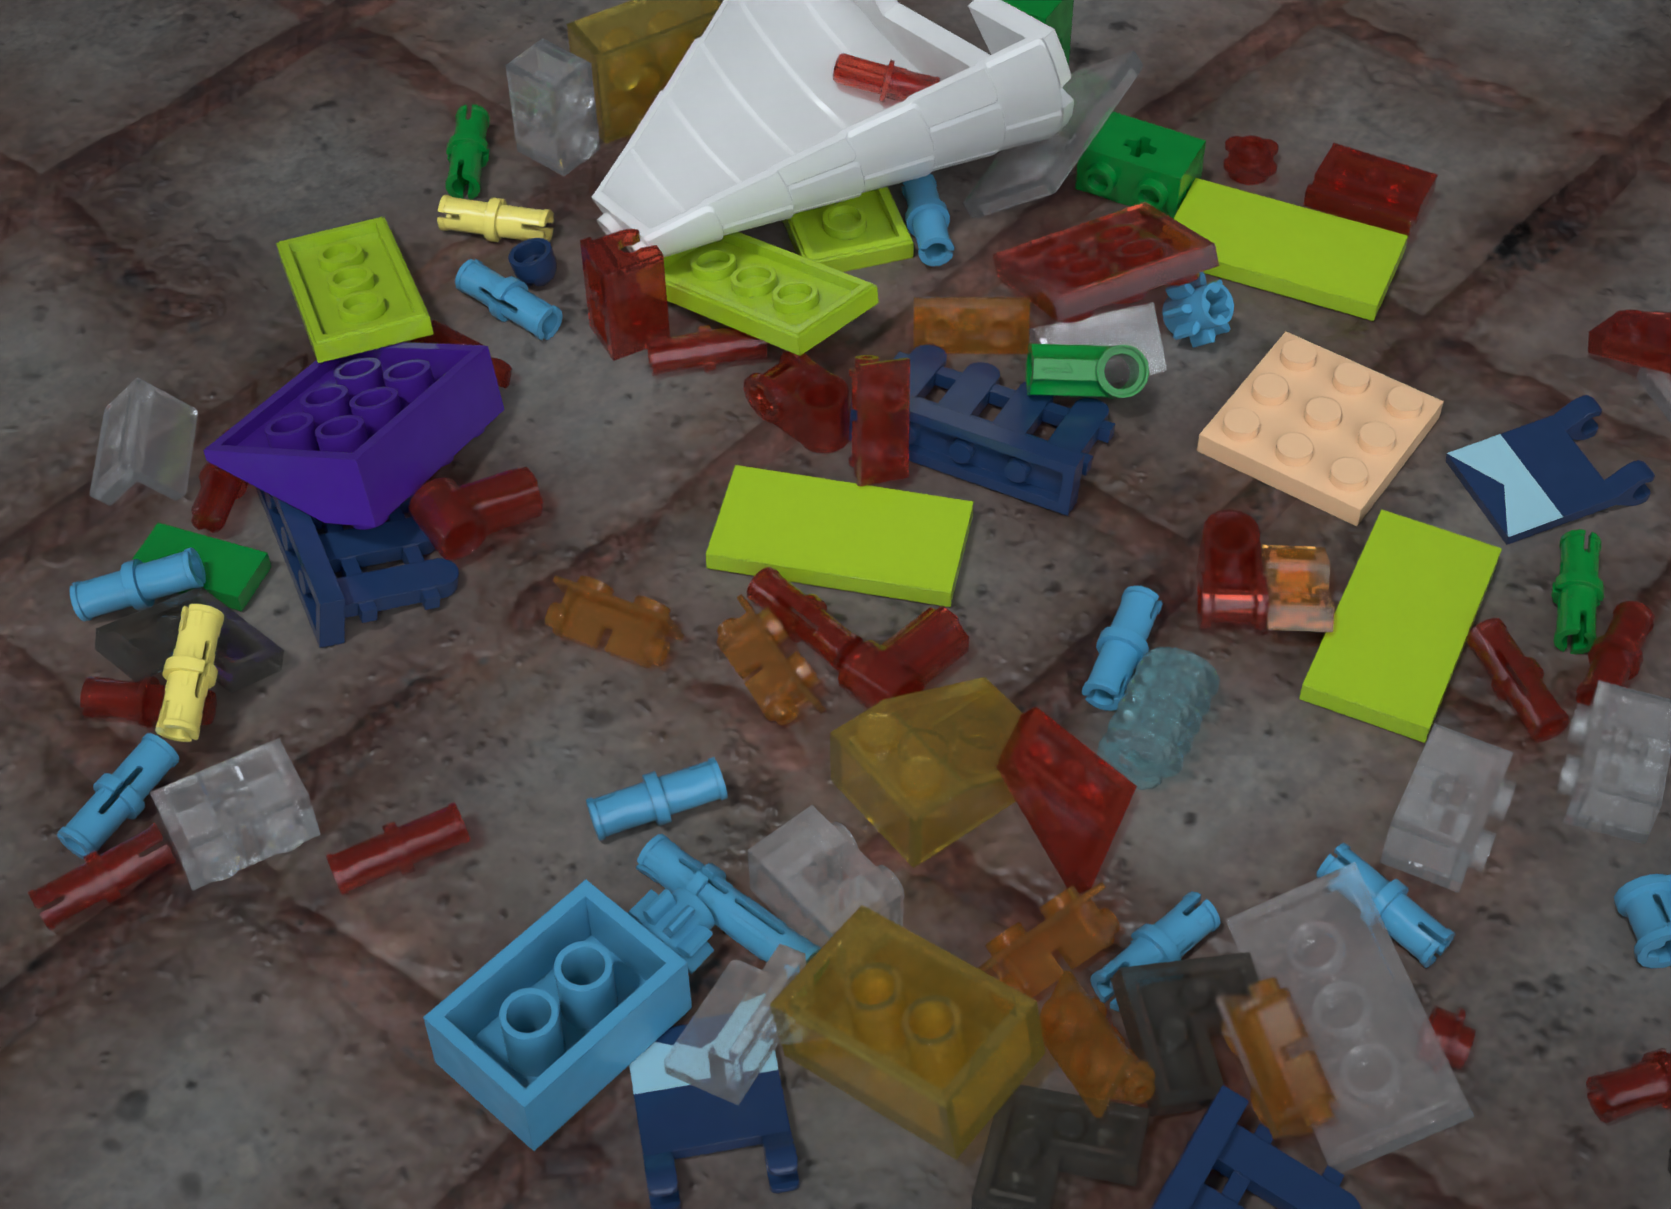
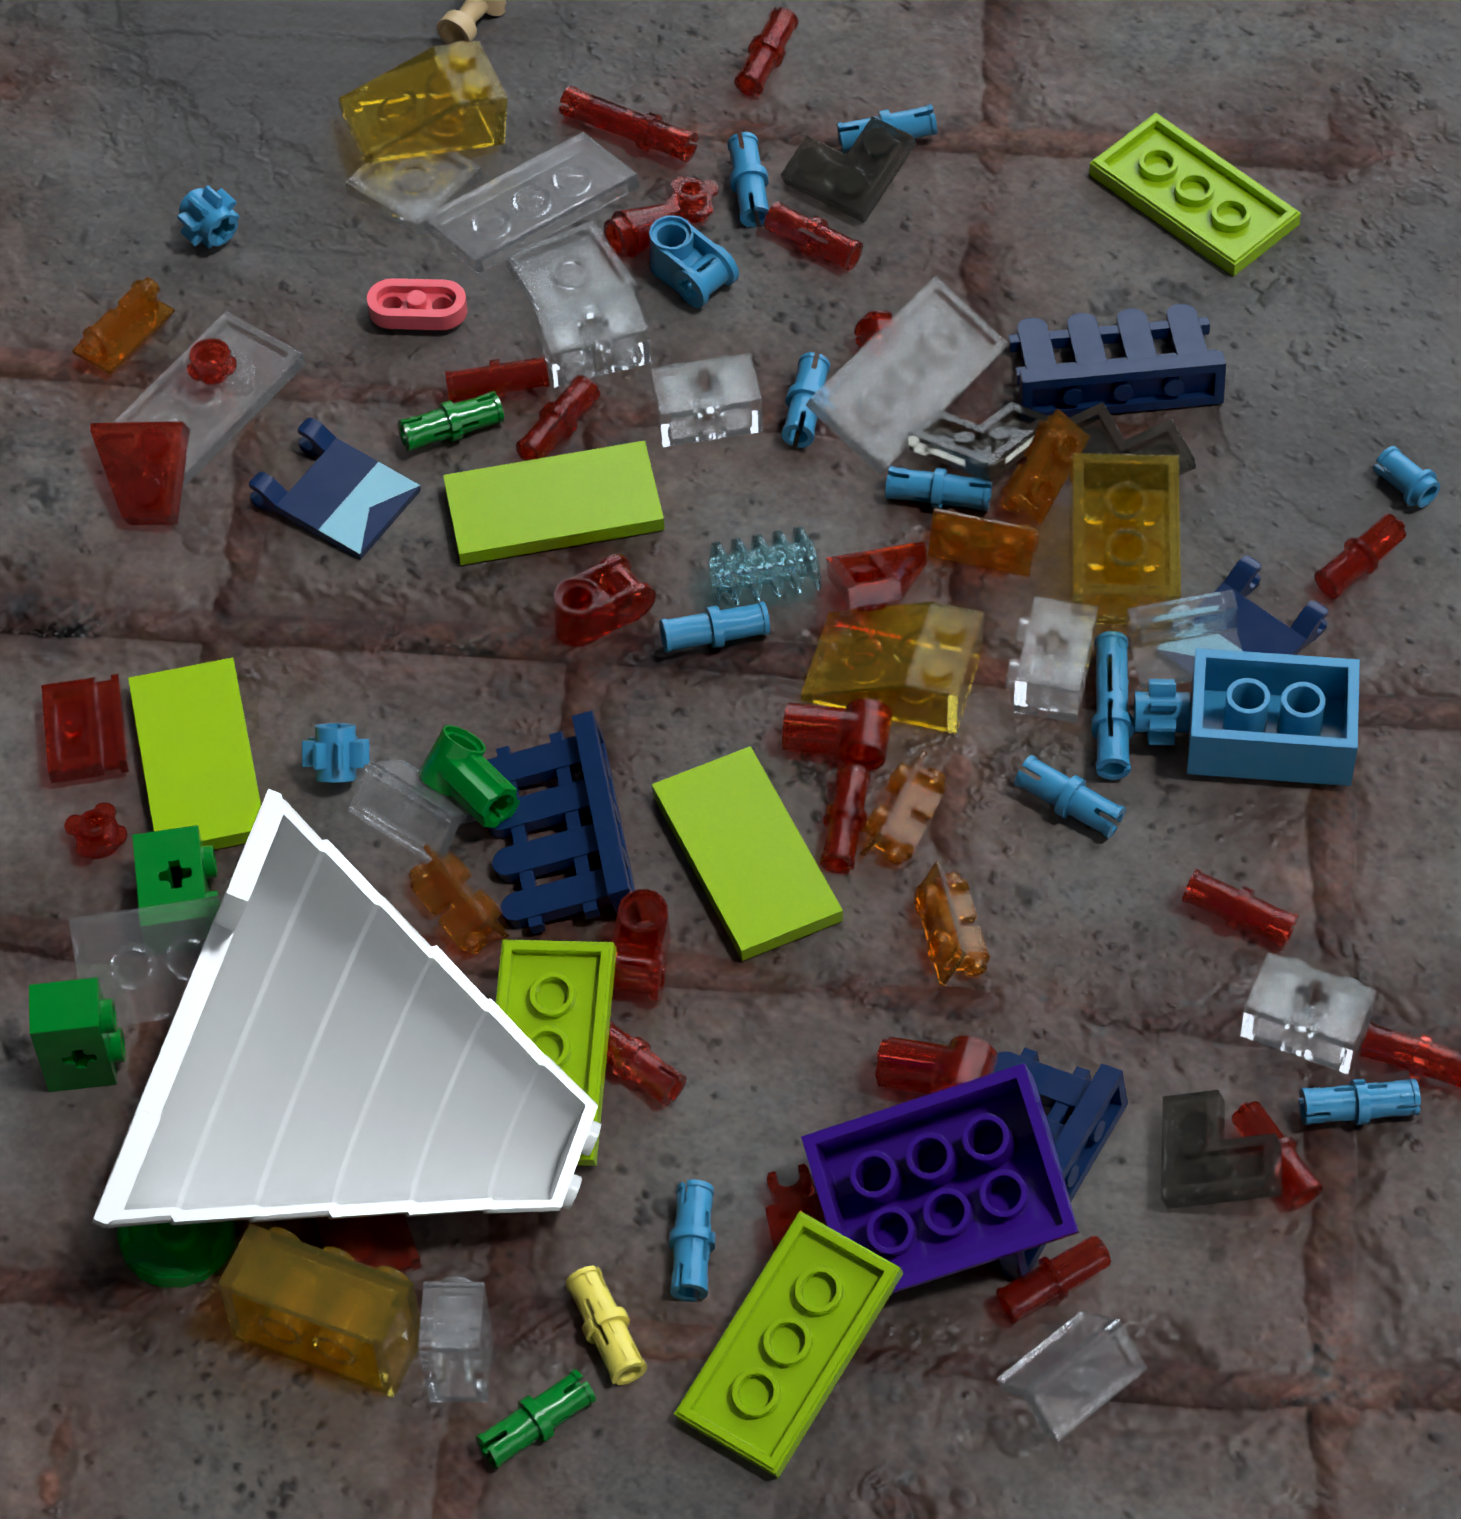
camera: 125 degrees left, 5 degrees up
(137, 584) = (1199, 1237): dark azure pin -> none
(190, 673) = (1249, 1100): light yellow pin -> none
(230, 569) = (1137, 1234): green tile -> none
(533, 261) = (634, 1237): dark blue hinge -> none
(624, 292) = (652, 1108): clear red hinge -> none
(882, 420) = (645, 856): clear red hinge -> none
(887, 80) = (208, 1119): clear red axle -> none
(1105, 262) = (359, 799): clear red plate -> none
(1285, 1092) = (977, 374): clear orange hinge -> none
(1298, 588) = (555, 563): clear orange slope -> none
(1320, 427) = (390, 637): light nougat plate -> none

